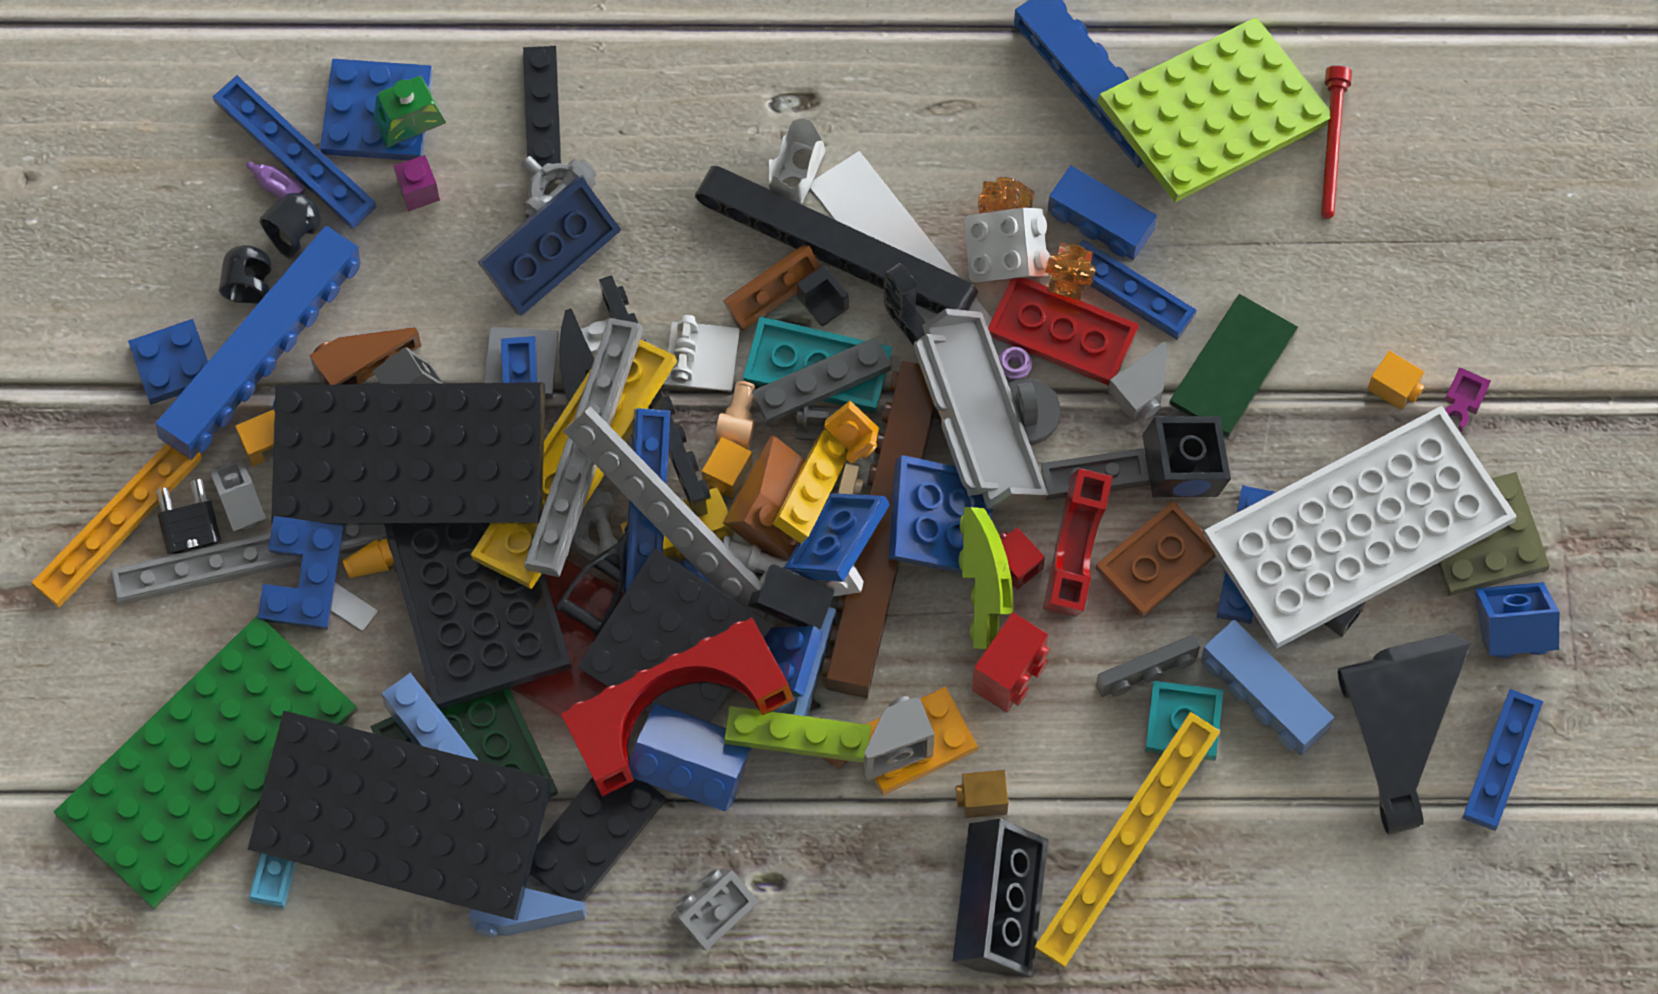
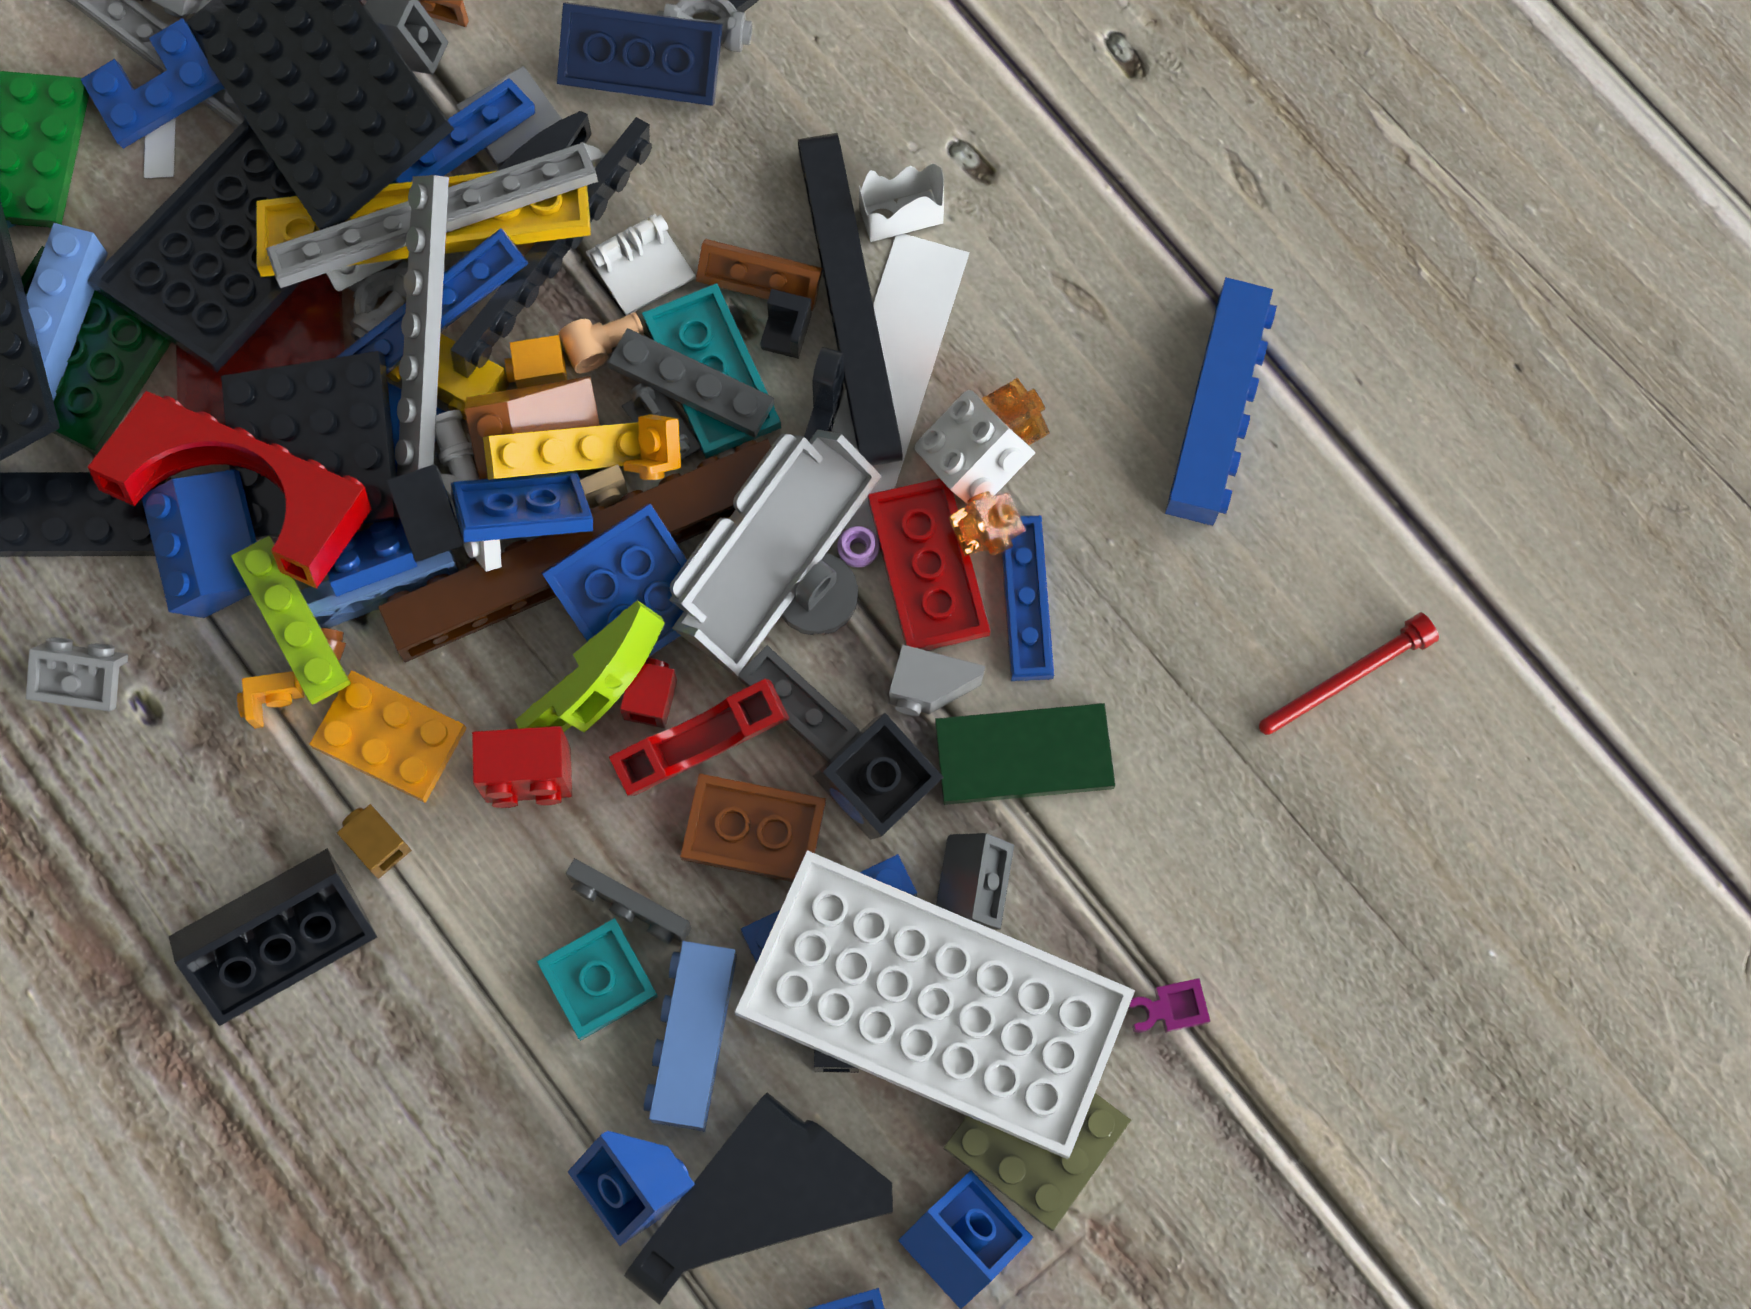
camera: 50 degrees right, 5 degrees up
(370, 559) = (208, 128): light orange cone -> none
(606, 567) = (341, 325): black piece -> none
(828, 787) = (272, 689): none -> light orange bracket
(899, 738) = (352, 713): light grey slope -> none
(1101, 213) = (1080, 512): blue brick -> none
(1127, 840) = (421, 1014): yellow plate -> none
(1215, 109) = (1280, 537): lime plate -> none
(1291, 450) = (976, 877): none -> dark grey panel
(1338, 782) = (630, 1182): none -> blue slope
(1397, 381) = (1133, 926): light orange brick -> none

